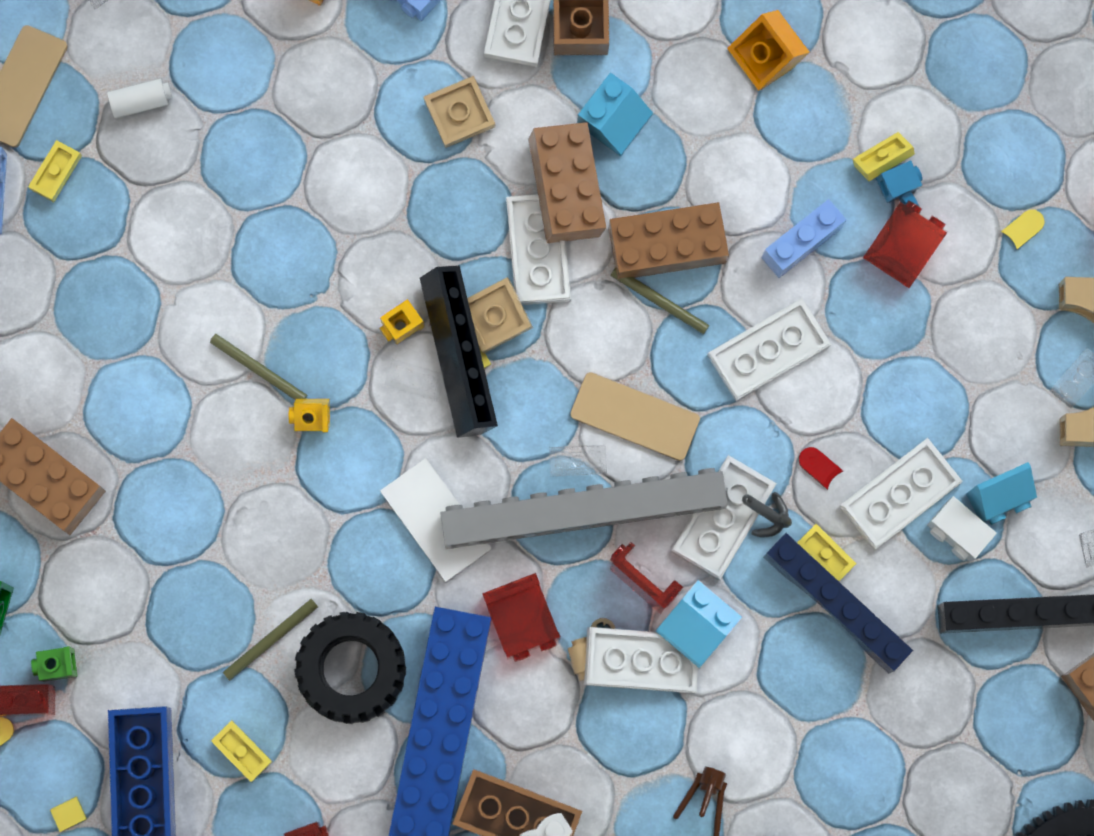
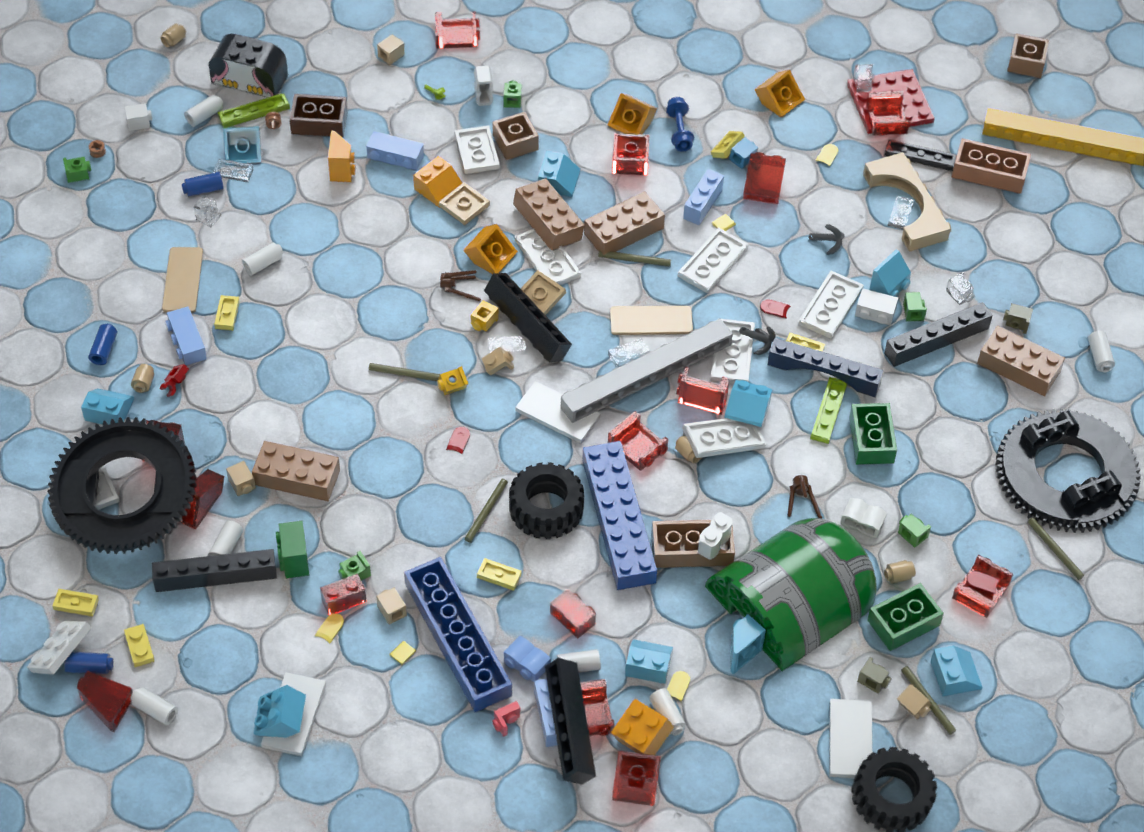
camera: 20 degrees left, 25 degrees down
(79, 741) = (391, 605): none -> tan brick
(284, 508) = (459, 439): none -> piece
(382, 238) = (449, 280): none -> reddish brown plant
(390, 403) = (497, 360): none -> tan bracket
(437, 58) = (436, 180): none -> light orange slope
(460, 209) = (490, 249): none -> light orange slope
(732, 122) = (630, 154): none -> clear red brick
(810, 672) = (828, 410): none -> lime tile
(815, 289) = (724, 222): none -> light yellow piece
(839, 62) = (682, 138): none -> blue piece
(849, 743) = (873, 433): none -> green brick
(954, 380) = (836, 236): none -> dark grey piece
(1004, 93) = (780, 93): none -> light orange slope
(1016, 549) = (914, 307): none -> bright green brick

